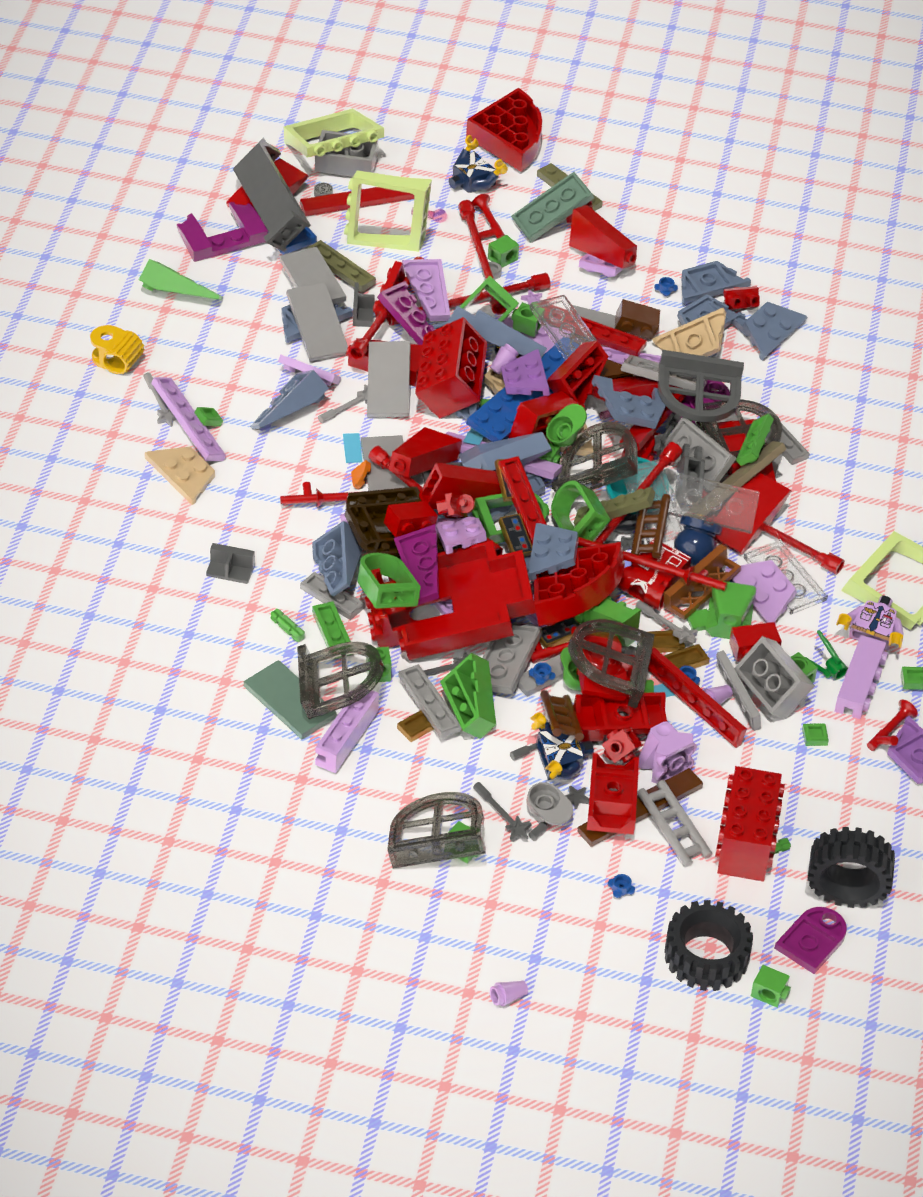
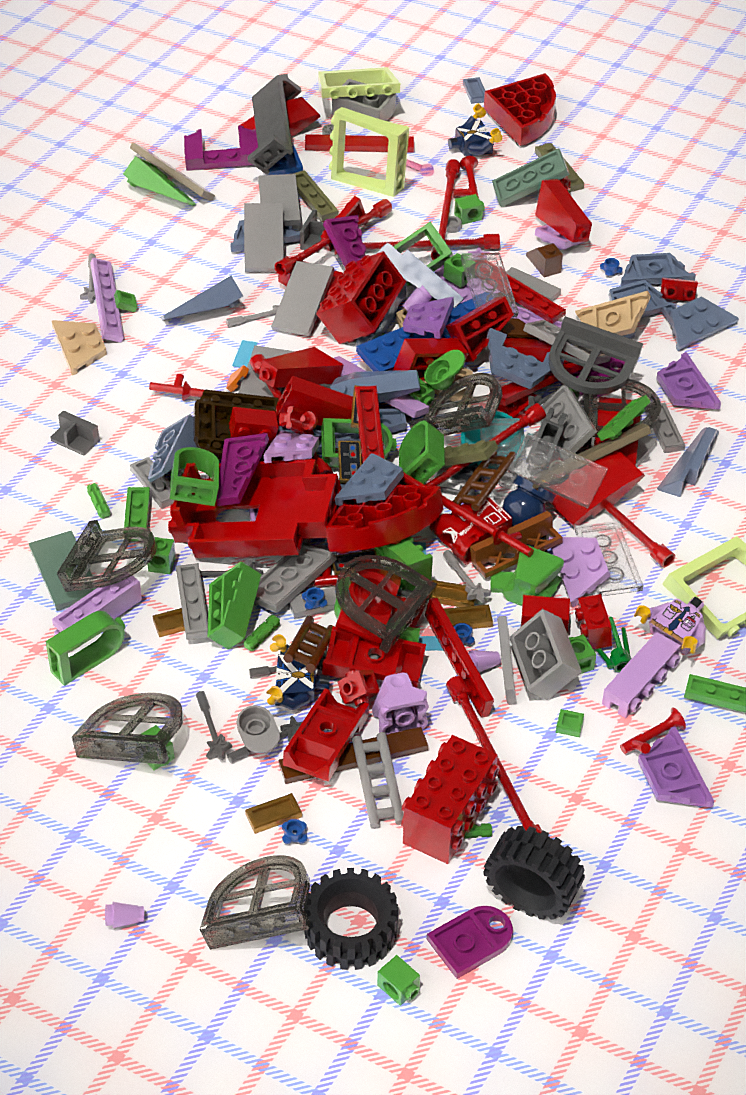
camera: 20 degrees right, 0 degrees up
(124, 345) = (79, 227): yellow piece -> none
(183, 266) = (171, 171): none -> tile
(292, 364) = (224, 271): lavender plate -> none
(354, 766) = (70, 668): none -> bright green window
(429, 285) = (381, 222): lavender wing -> none
(447, 117) = (474, 89): none -> sand blue tile
(473, 437) = (358, 366): medium azure sticker -> none
(505, 716) = (261, 632): none -> bright green axle
(594, 874) = (273, 813): none -> pearl gold tile
(602, 290) = (546, 259): none -> reddish brown slope
(633, 967) = (258, 921): none -> clear smoke window
(637, 319) = (566, 289): reddish brown brick -> none
(709, 729) = (459, 692): none -> red hose
(786, 393) = (687, 385): none -> medium lavender wing
(801, 636) = (594, 621): none -> red brick
(820, 470) = (690, 463): none -> sand blue wedge

